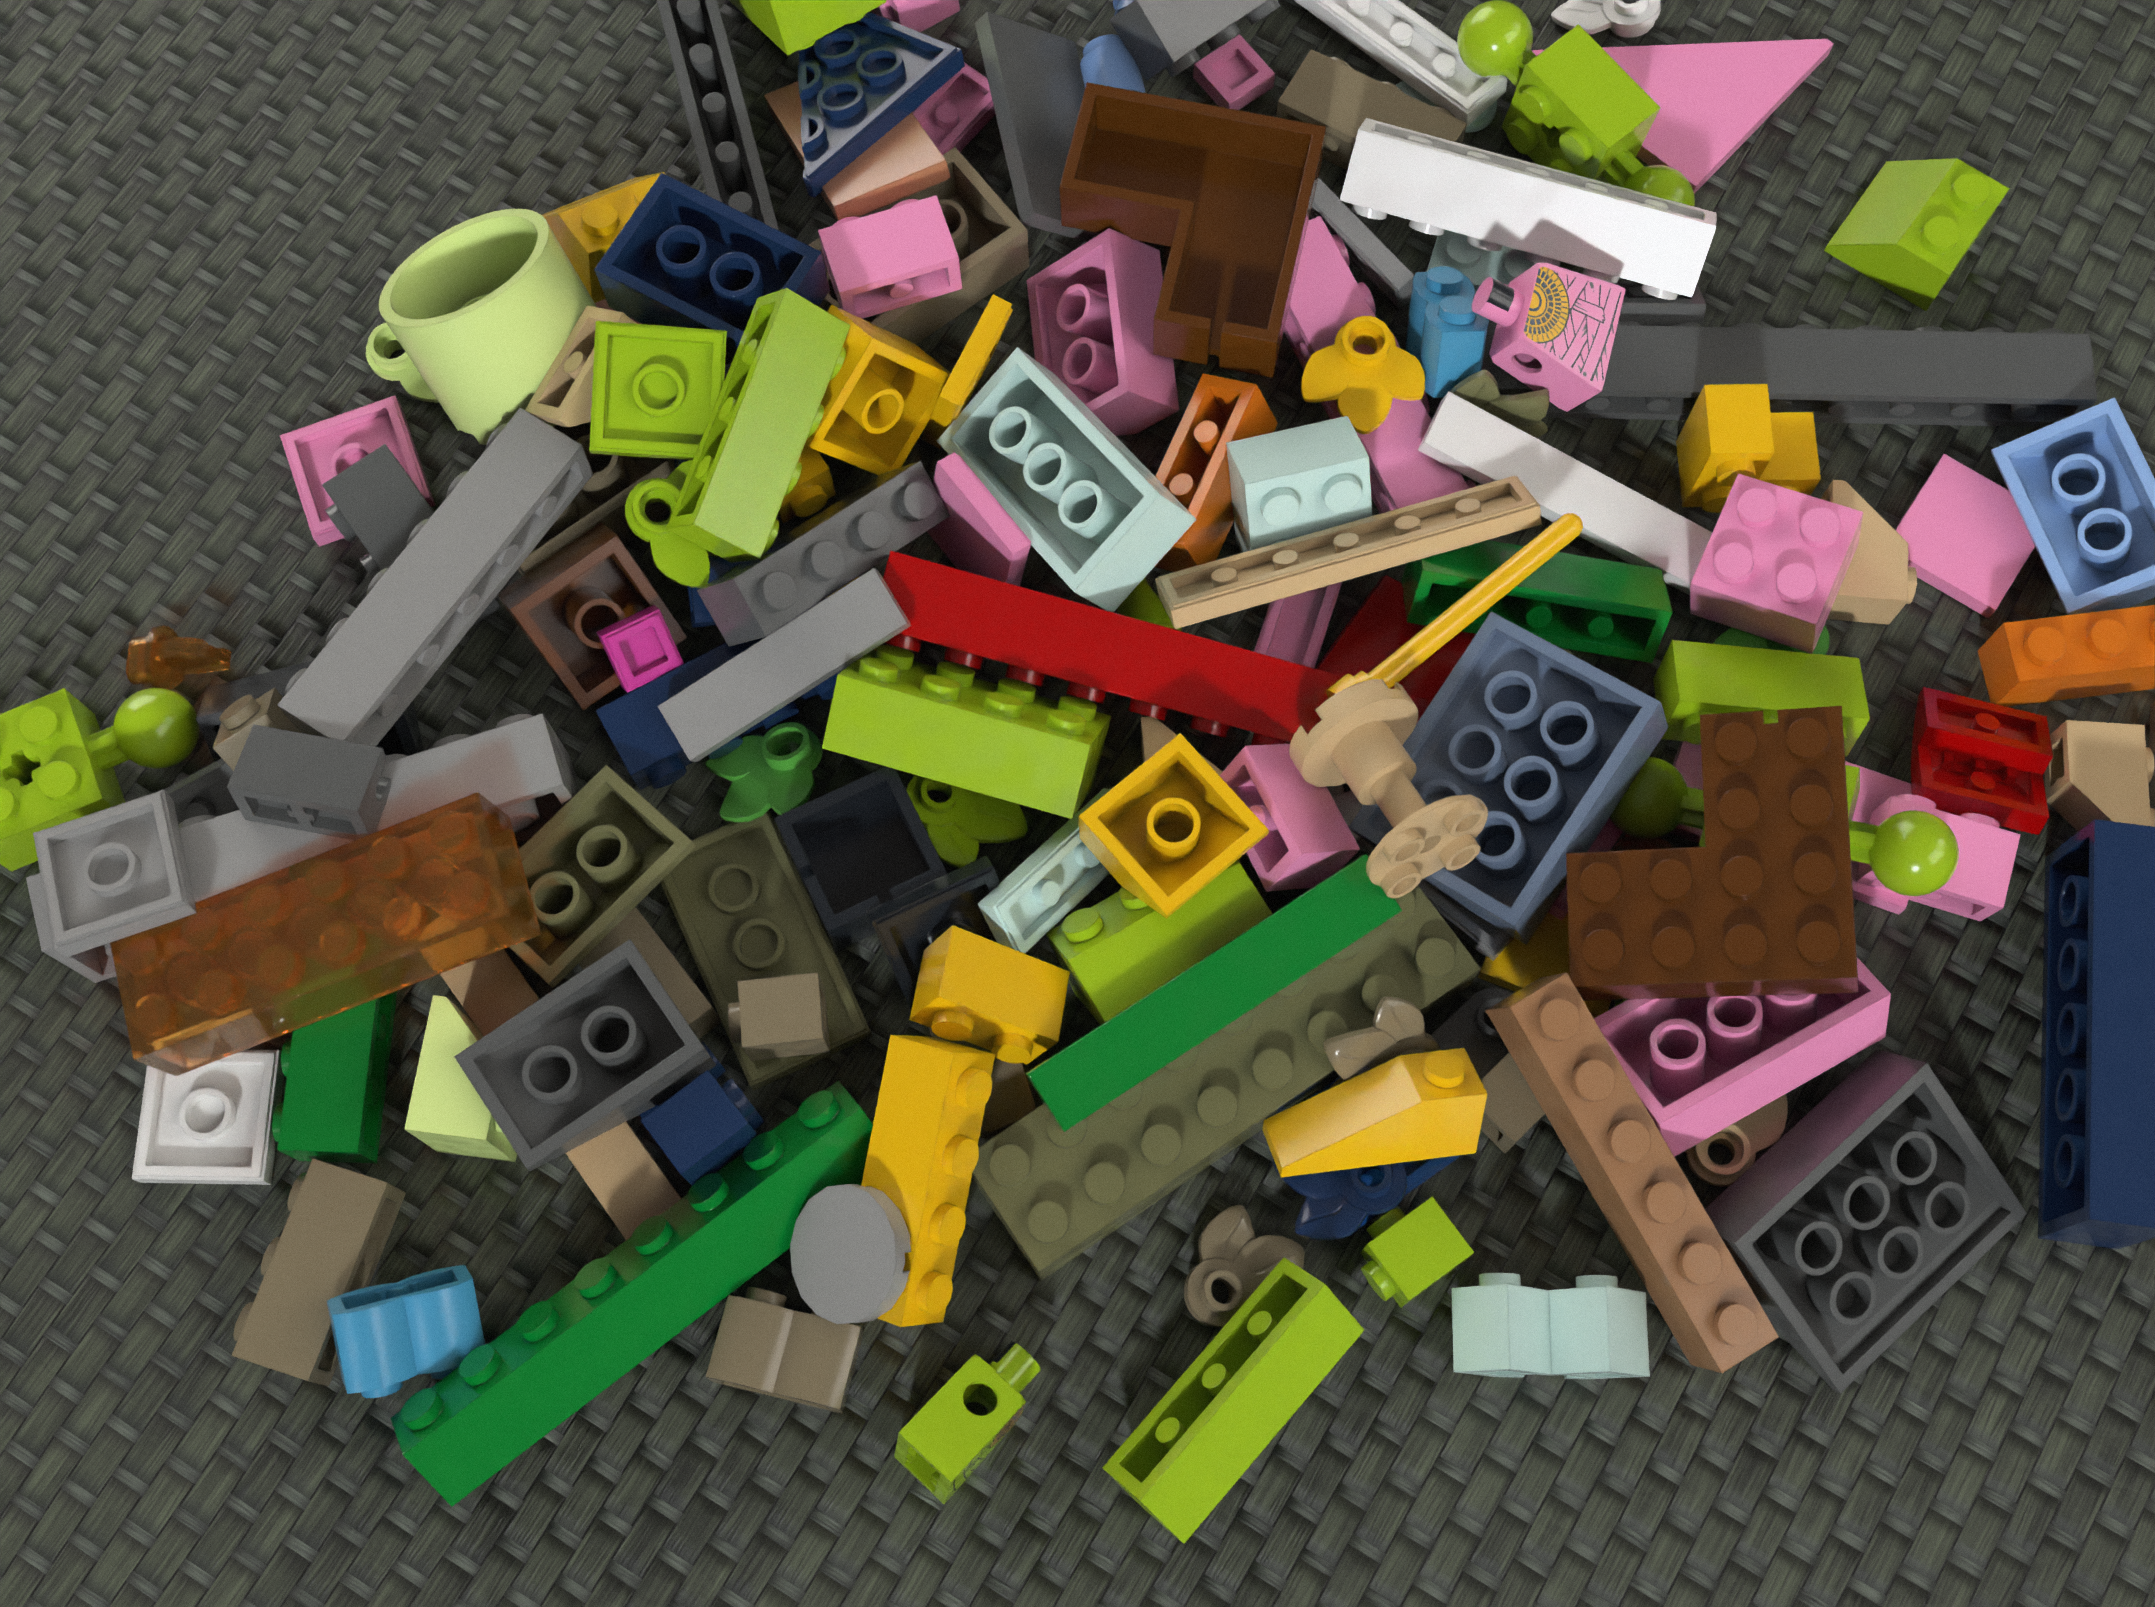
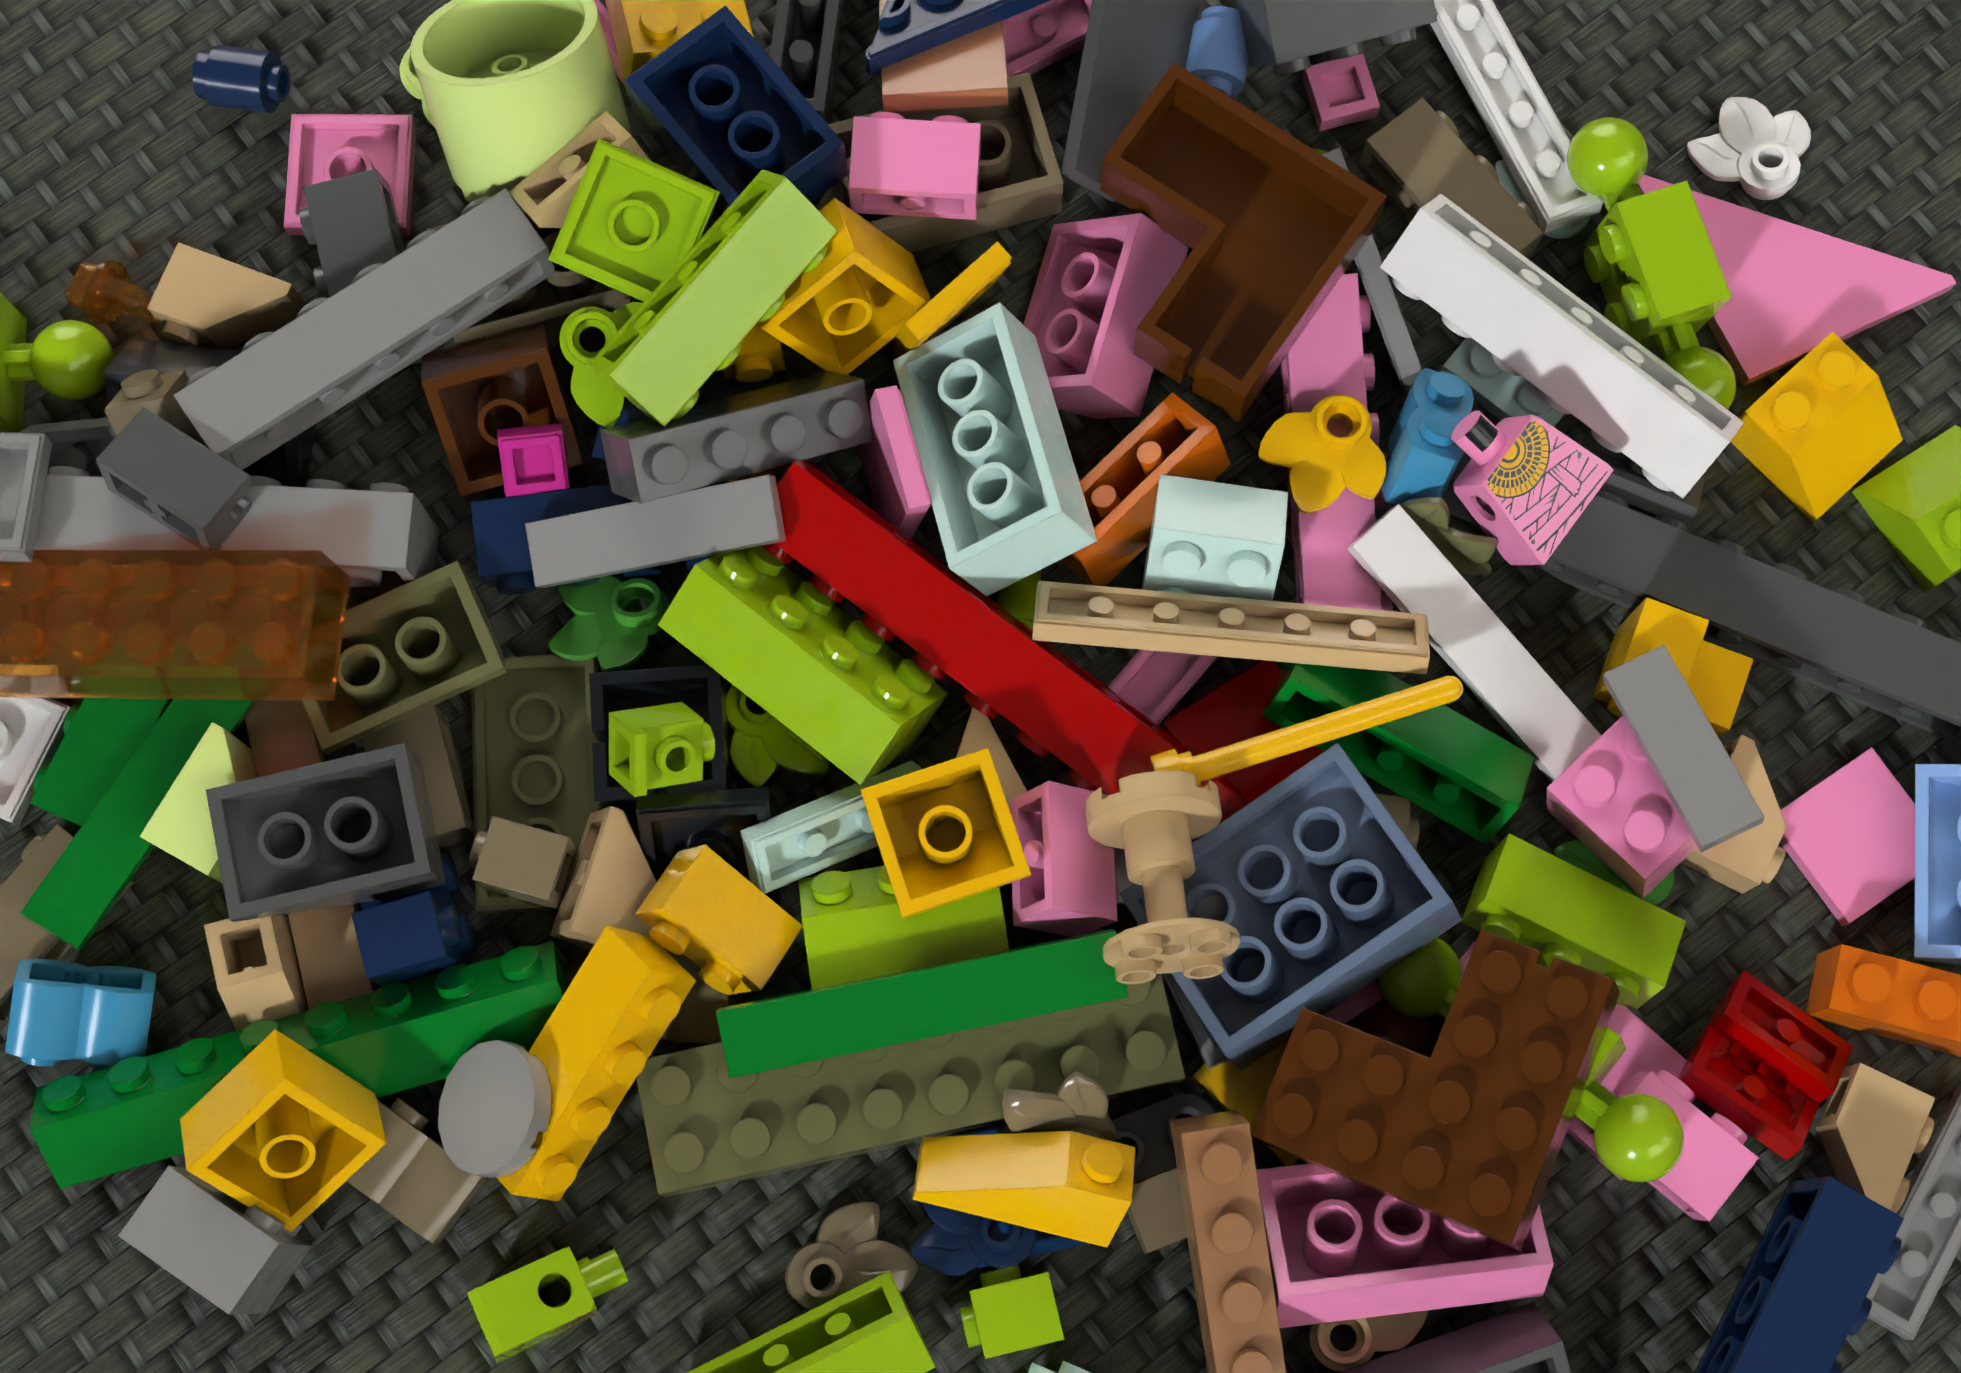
camera: 20 degrees right, 5 degrees up
(219, 420) = (241, 78): none -> dark blue brick
(277, 622) = (219, 300): none -> tan slope
(375, 1146) = (108, 845): none -> green tile
(561, 1217) = (256, 969): none -> tan slope
(628, 1490) = (215, 1243): none -> light grey brick
(654, 1355) = (282, 1130): none -> yellow brick
(864, 1006) = (605, 882): none -> tan slope
(868, 857) = (658, 747): none -> lime brick
(1776, 202) = (1819, 427): none -> yellow slope
(1799, 496) = (1683, 748): none -> light grey tile

